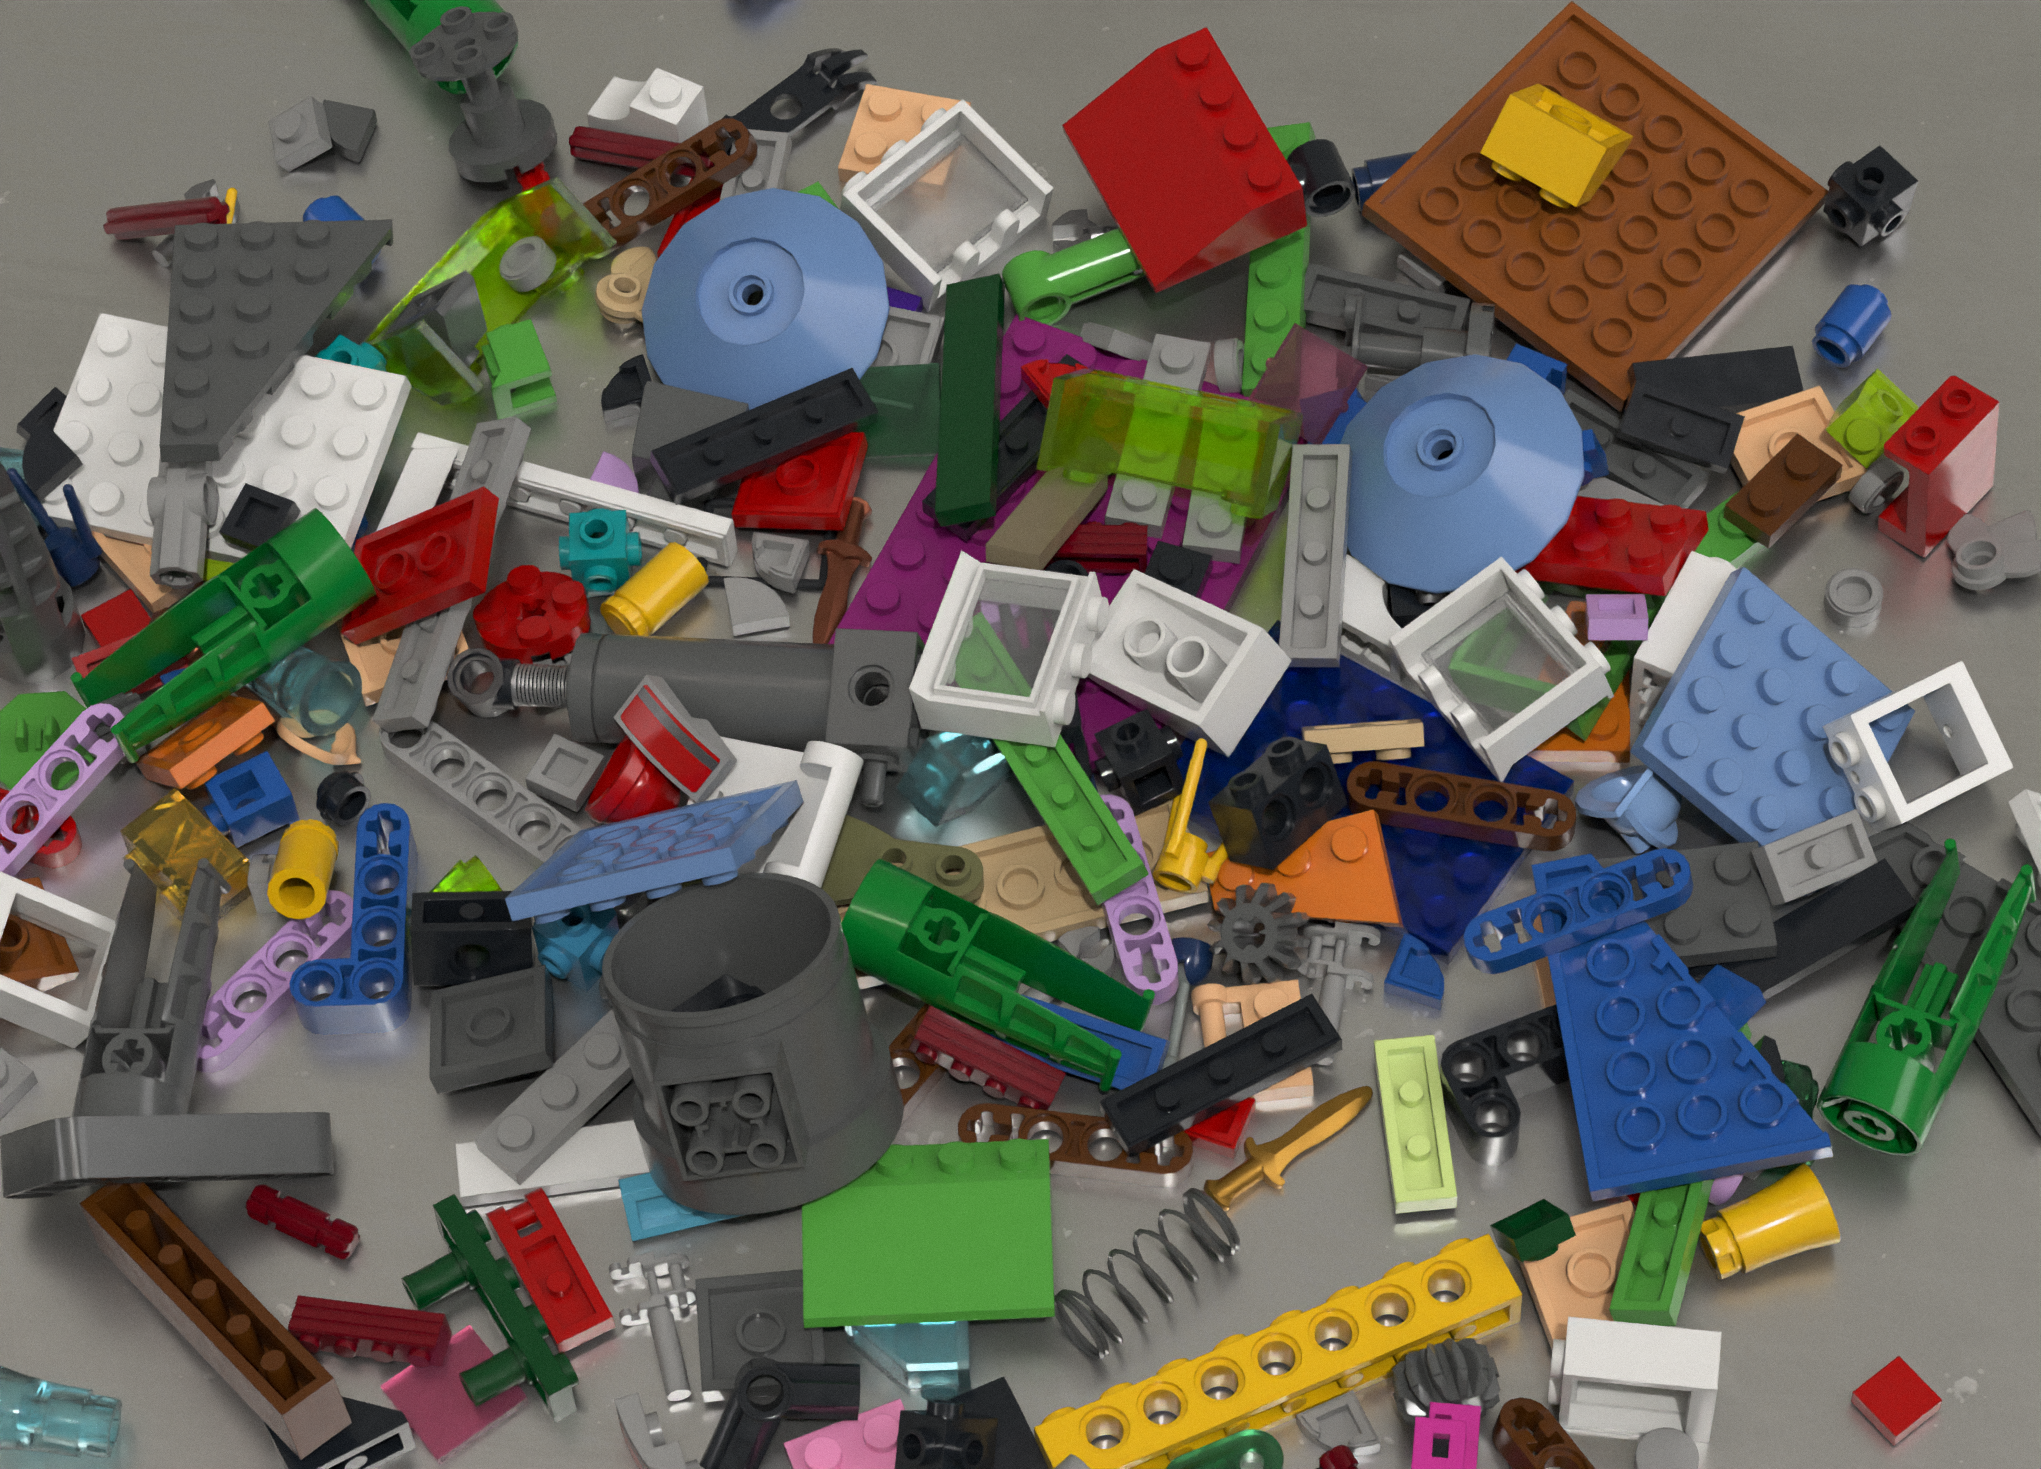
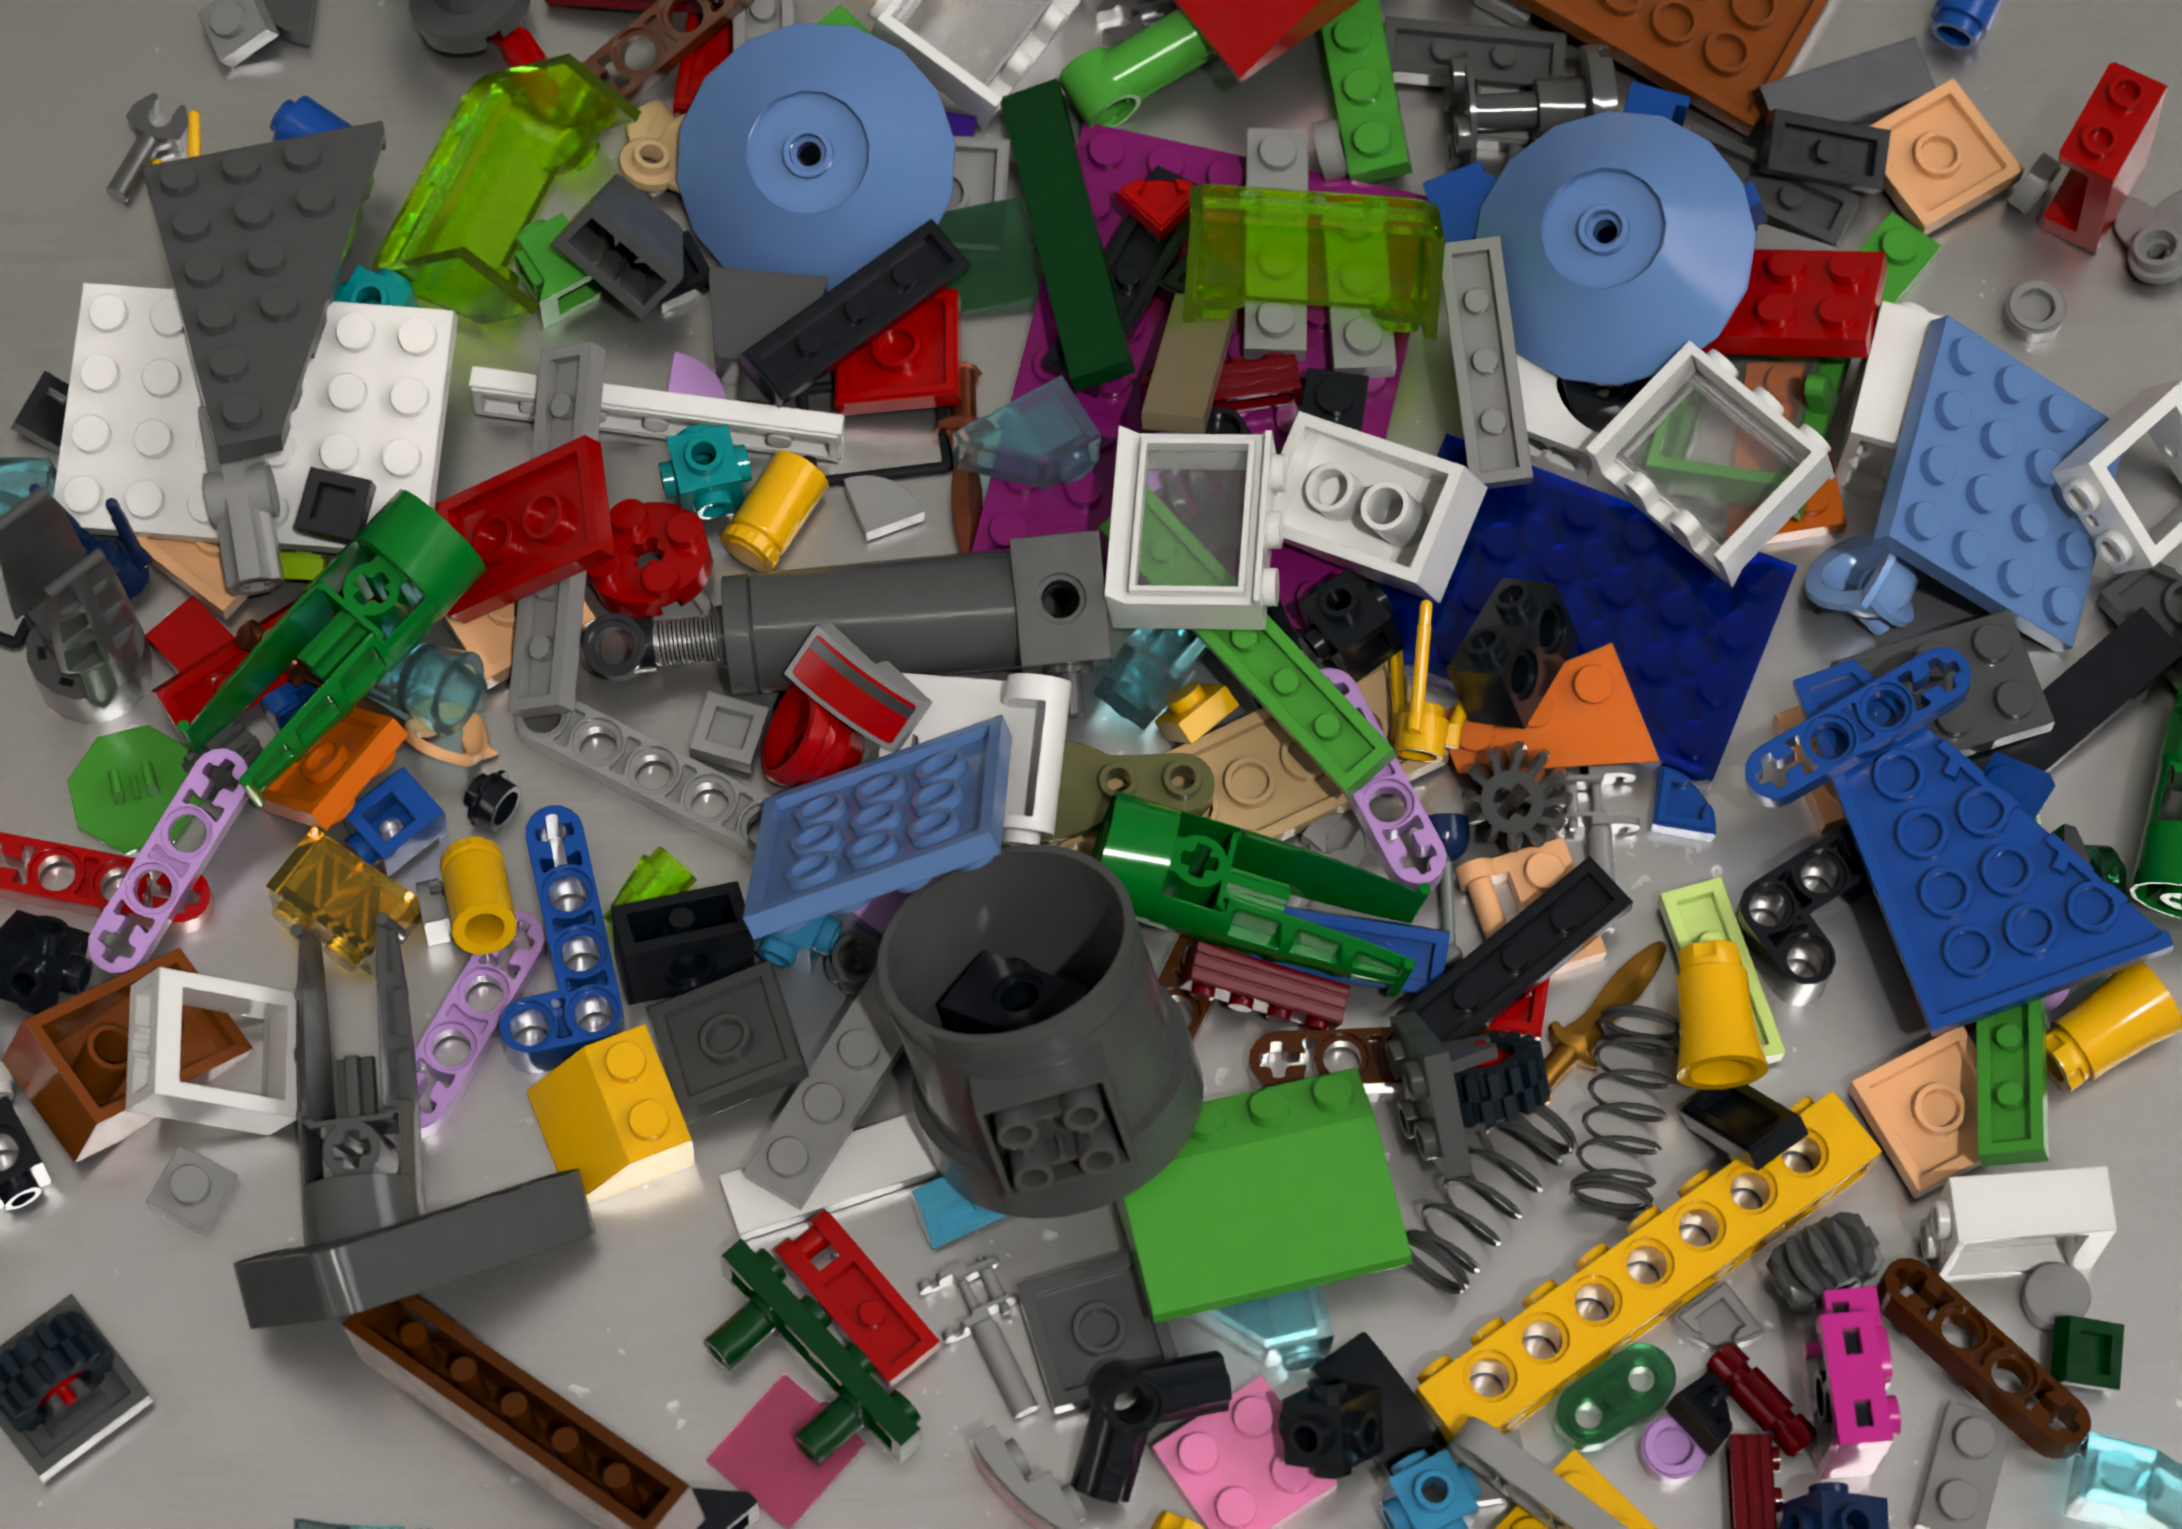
camera: 20 degrees left, 10 degrees up
(47, 461) = (71, 468): black tile -> none
(161, 217) = (119, 152): dark red axle -> none
(302, 1221) = (575, 1291): dark red axle -> none
(370, 1331) = (683, 1403): dark red piece -> none
(375, 1076) = (612, 1115): none -> yellow slope
(419, 483) = (484, 434): white sticker -> none
(452, 313) = (478, 220): dark grey slope -> none
(527, 264) = (536, 143): light grey tile -> none
(575, 348) = (621, 242): none -> dark grey torso
(780, 559) = (896, 447): light grey tile -> none
(890, 562) = (1032, 439): none -> clear light blue slope
(985, 816) = (1195, 711): none -> yellow plate
(1115, 341) = (1200, 140): light grey tile -> none
(1140, 1168) = (1461, 1086): none -> dark grey plate
(1309, 379) = (1428, 161): clear pink piece -> none
(1312, 1163) = (1603, 1177): none -> dark grey piece
(1388, 738) = (1600, 555): tan plate -> none
(1392, 1153) = (1716, 1019): none -> yellow plant
(1399, 1248) = (1744, 1124): none -> black tile
(1463, 796) = (1692, 608): reddish brown beam -> none
(1533, 1231) = (1879, 1080): dark green plate -> none
(1616, 617) = (1823, 389): lavender tile -> none
(1783, 491) = (1944, 206): reddish brown plate -> none
(1814, 857) = (2072, 618): light grey plate -> none
(1870, 417) = (2017, 110): lime brick -> none

